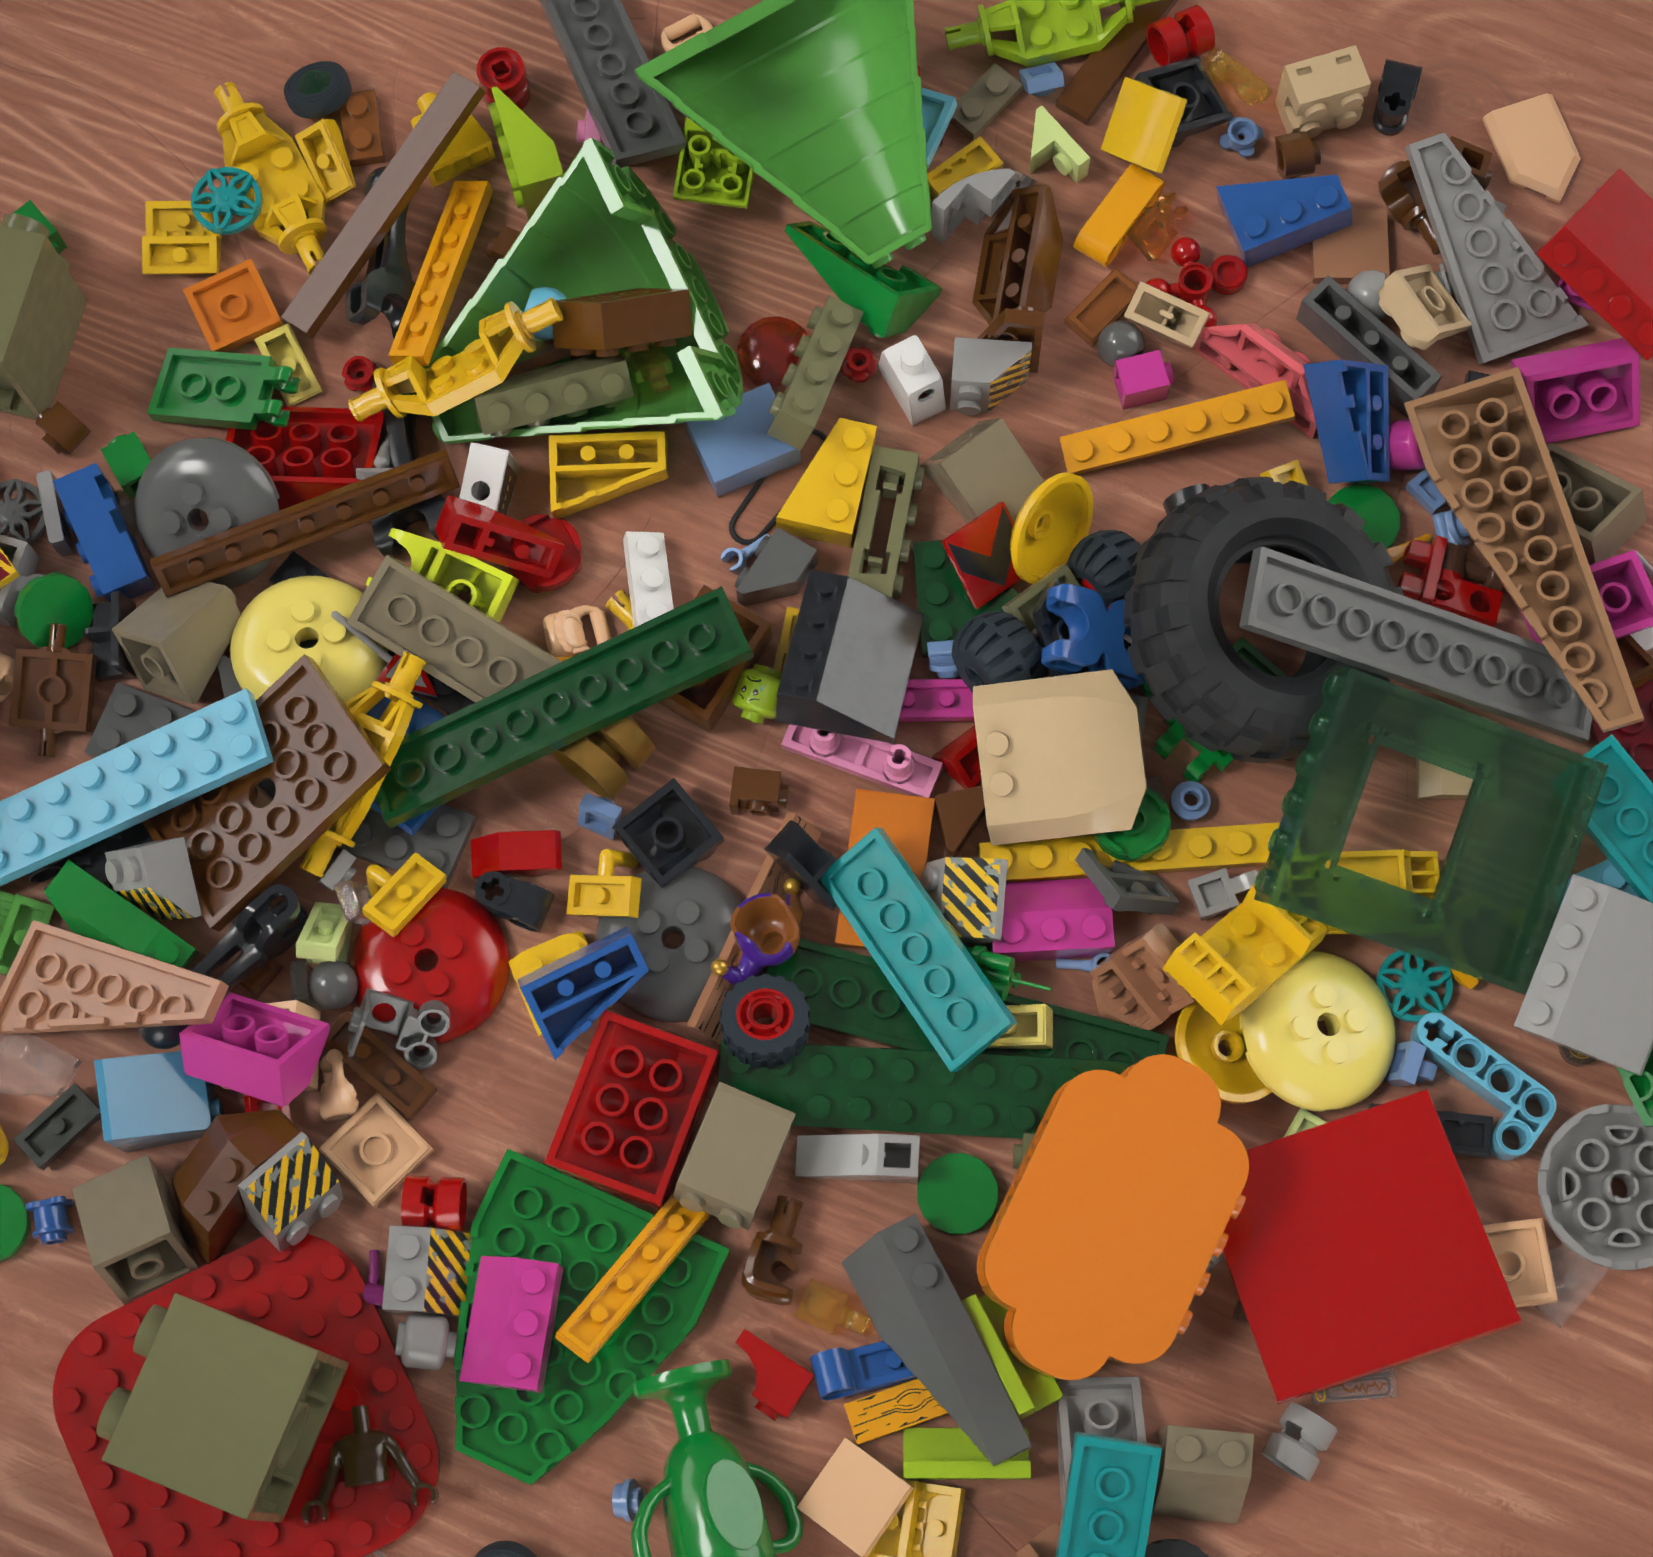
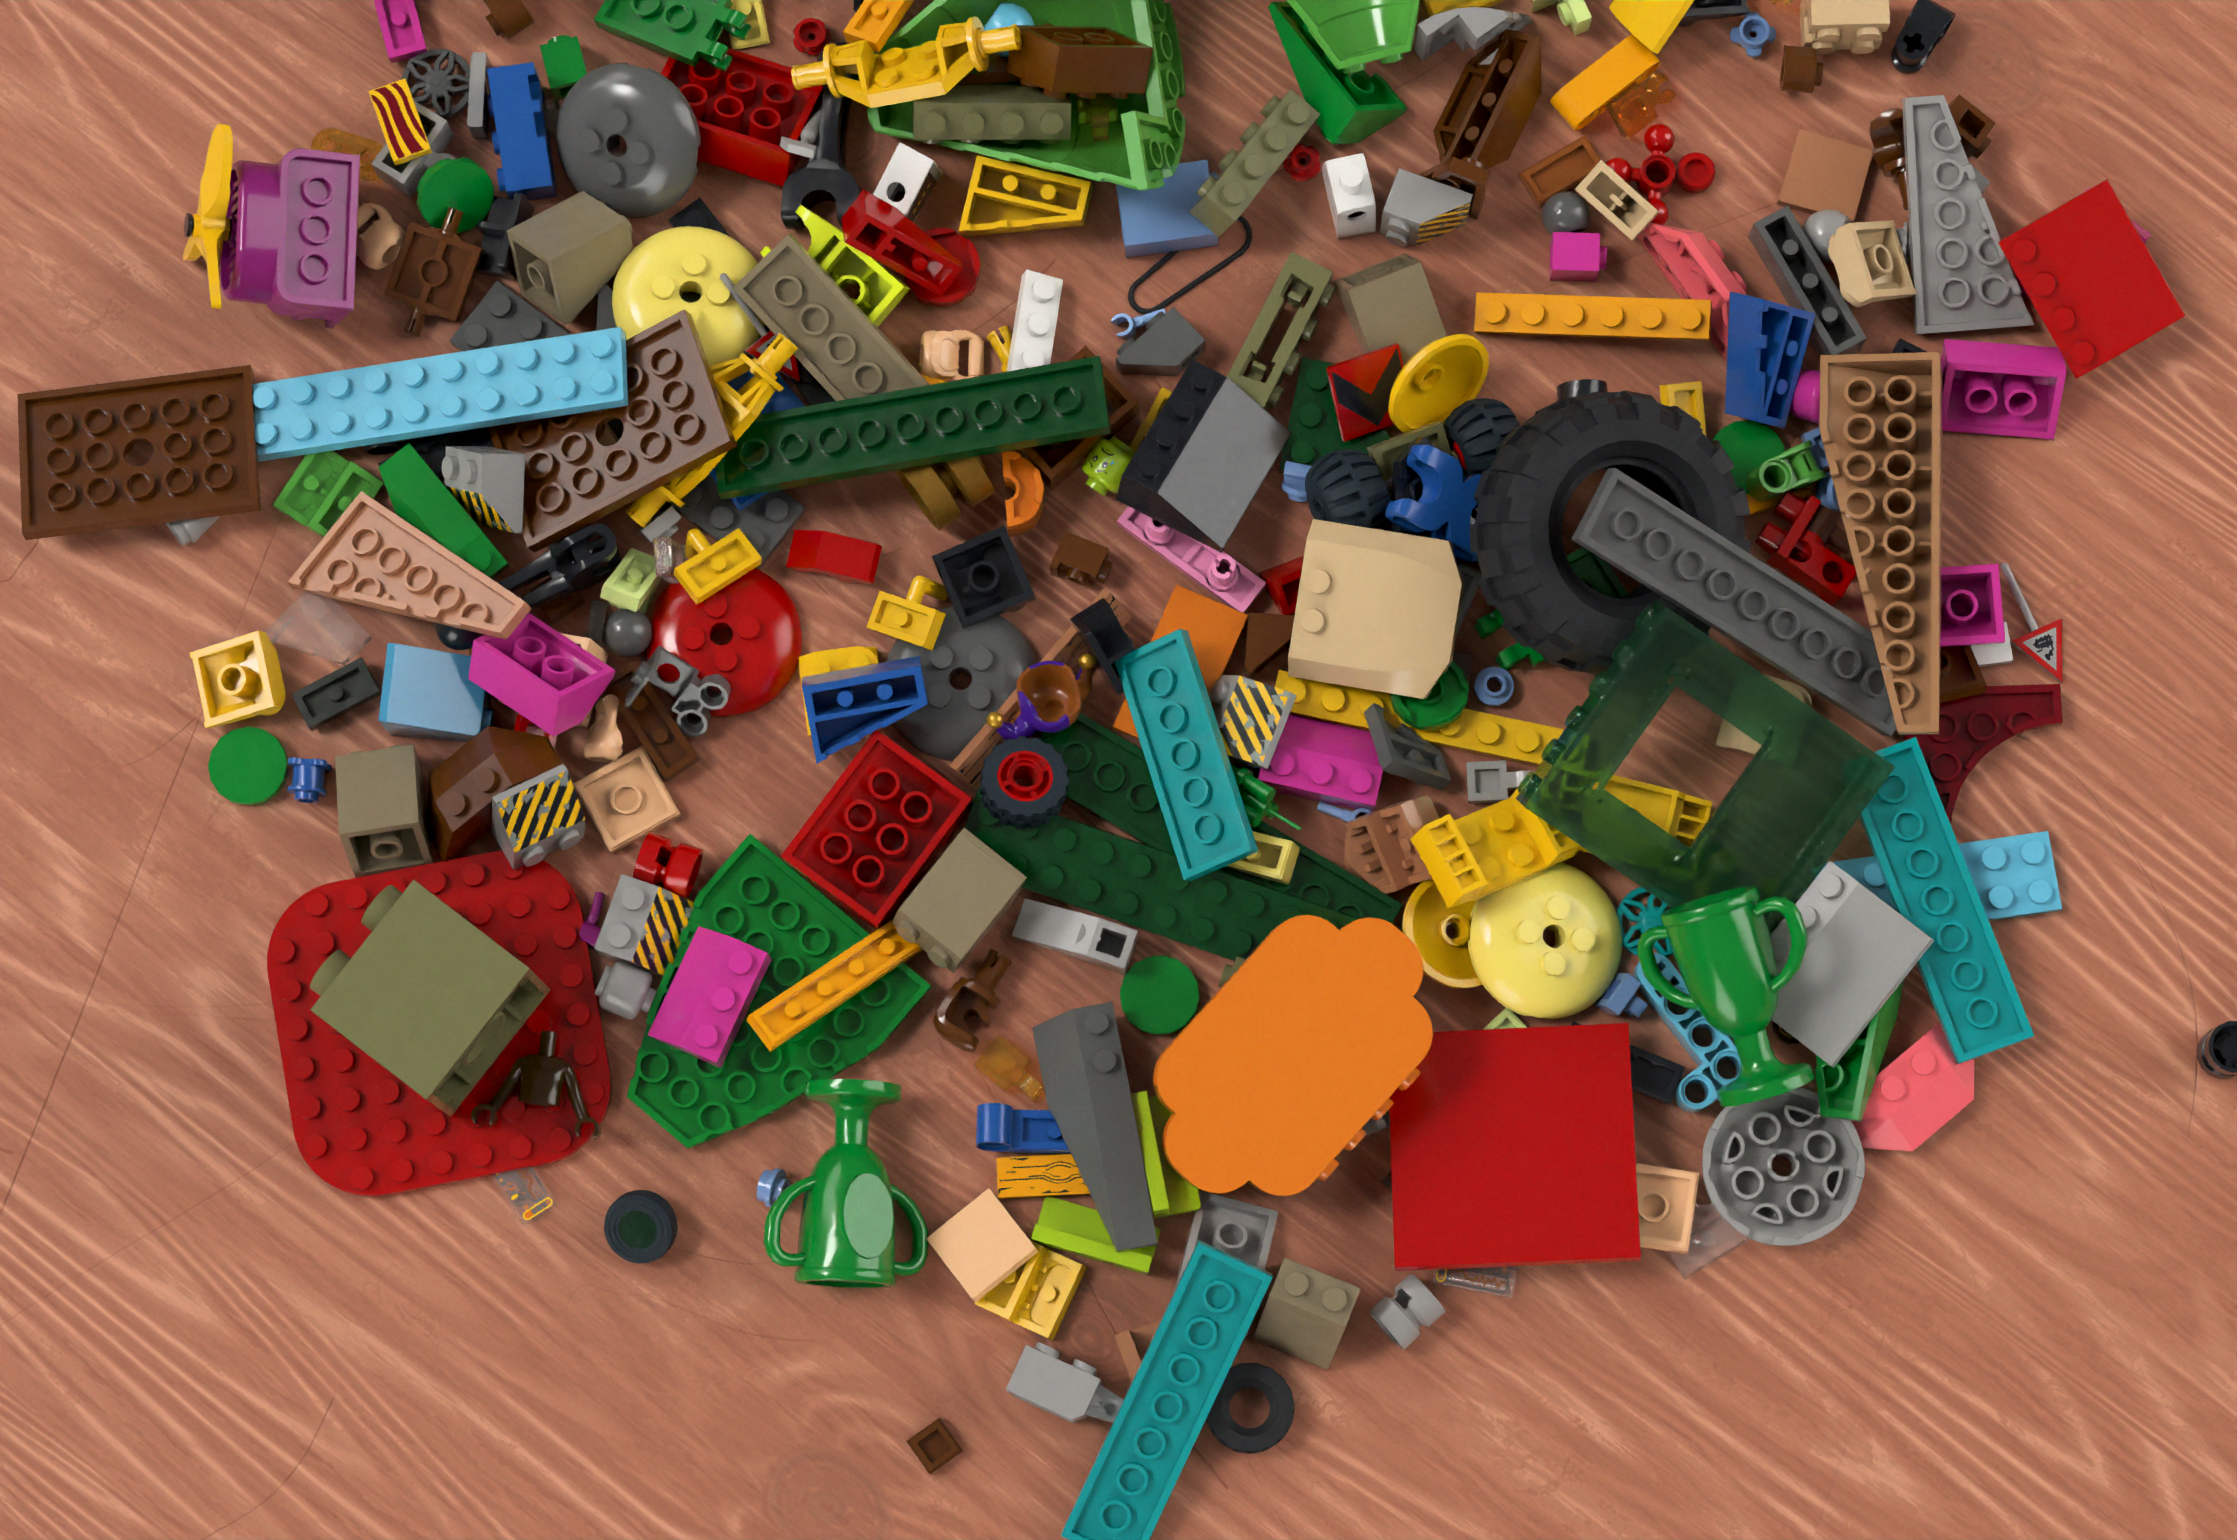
camera: 15 degrees right, 5 degrees up
(305, 523) = (719, 177): reddish brown tile -> none
(520, 903) = (825, 604): black piece -> none
(599, 815) = (923, 540): medium blue plate -> none
(686, 734) = (1028, 501): none -> orange cylinder
(768, 349) = (1218, 122): clear red dish -> none
(778, 1379) = (942, 1118): red arch -> none
(831, 489) = (1239, 281): yellow wedge -> none
(937, 701) = (1277, 520): dark pink plate -> none
(1283, 214) = (1765, 128): blue wedge -> none
(1407, 520) = (1790, 471): none -> bright green piece
(1524, 1017) = (1733, 980): none -> green piece
(1534, 145) = (2044, 125): light nougat tile -> none
(1600, 503) = (1976, 506): dark tan slope -> none

